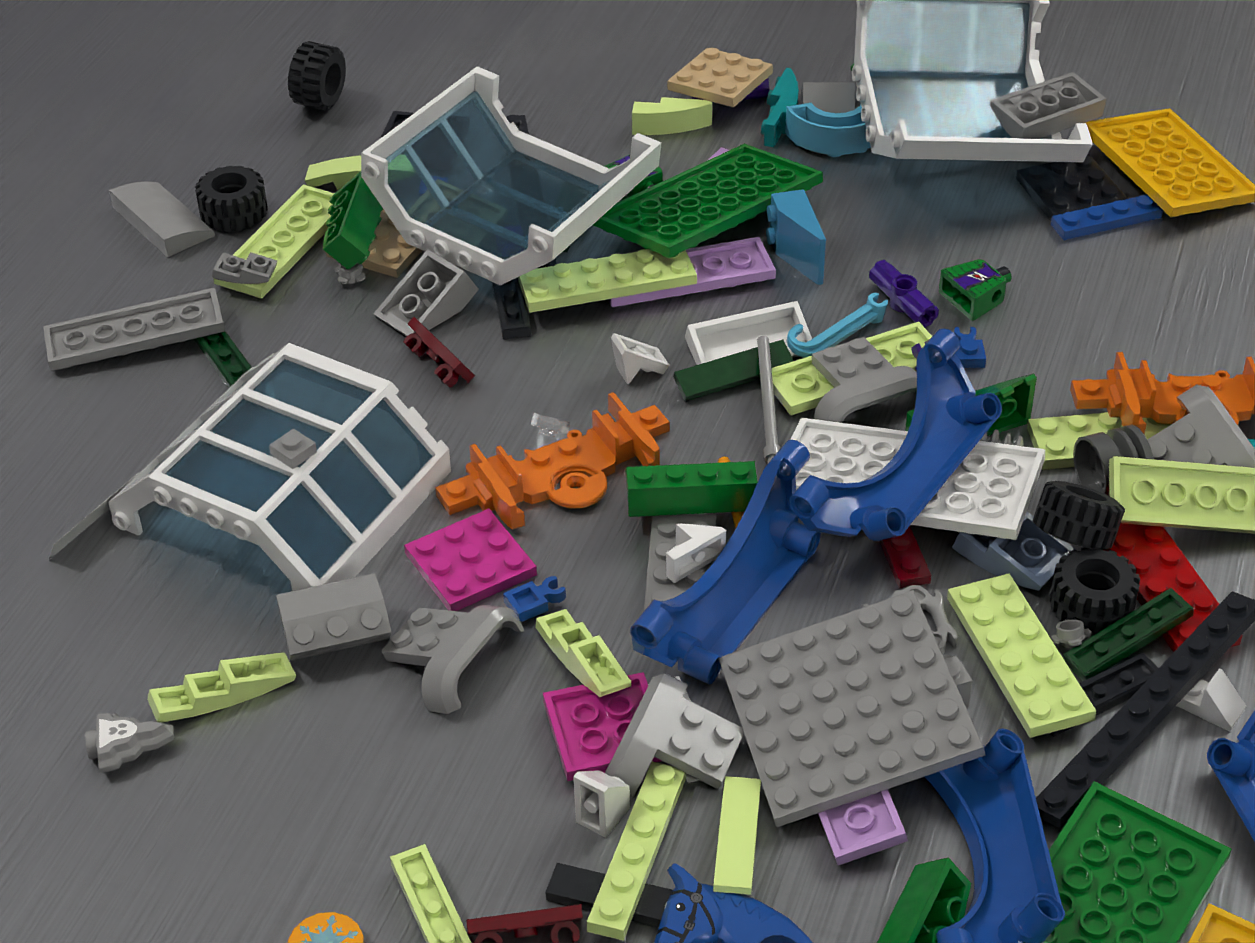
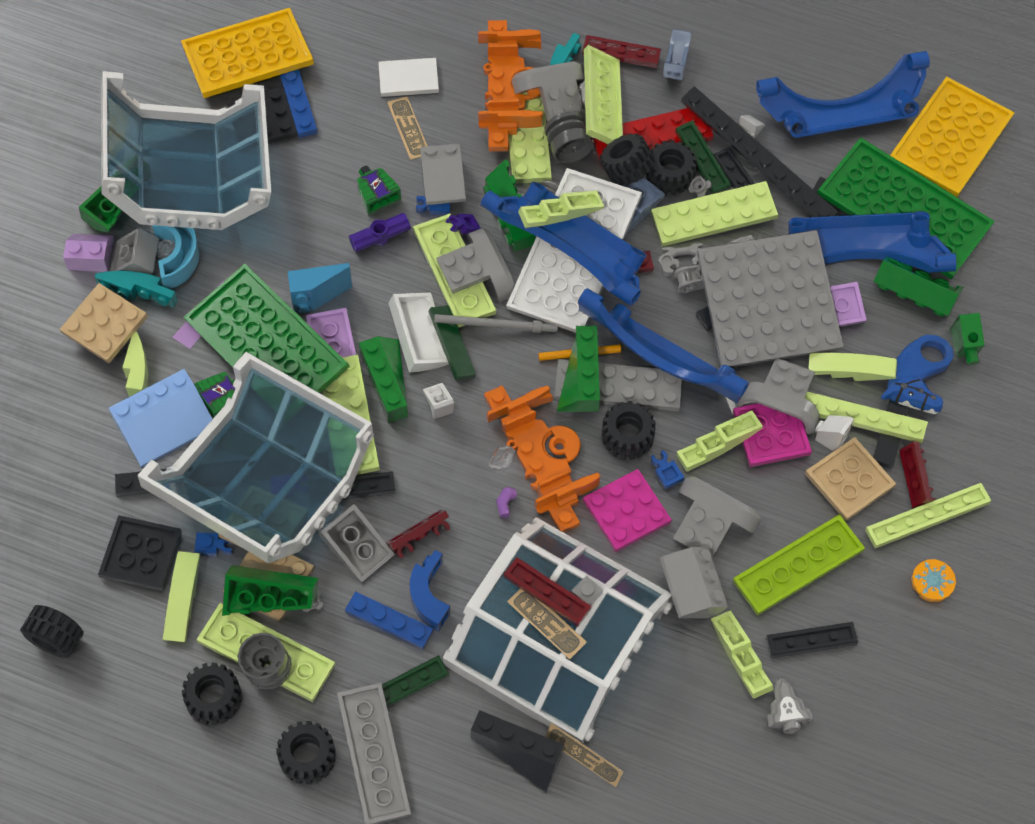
camera: 90 degrees left, 20 degrees up
(120, 452) = (519, 748): none -> black wedge
(143, 271) = (306, 770): none -> black tyre
(159, 216) = (217, 754): light grey slope -> none
(237, 270) = (314, 672): light grey slope -> none
(237, 780) = (811, 640): none -> black tile
(254, 415) = (547, 623): none -> sticker
(255, 216) = (261, 650): none -> dark grey wheel
(293, 406) = (547, 591): none -> dark red plate
(328, 326) = (389, 620): none -> blue plate
(367, 355) = (428, 608): none -> blue arch
(367, 760) = (798, 565): none -> lime plate
(485, 431) = (503, 500): none -> medium lavender arm
(519, 830) = (850, 479): none -> tan plate
(596, 547) = (628, 415): none -> black tyre
(597, 129) = (161, 417): none -> light blue slope
(669, 308) = (385, 371): none -> green wedge
(694, 549) = (640, 368): white slope -> none
(827, 62) = (88, 252): none -> lavender slope
(869, 313) = (397, 256): medium azure piece -> none
(953, 428) = (562, 209): none -> yellowish green slope
(1014, 341) = (442, 174): none -> light grey slope
(1048, 107) = (195, 108): light grey slope -> none
(1097, 321) = (407, 126): none -> sticker
(1186, 313) = (408, 77): none -> white tile

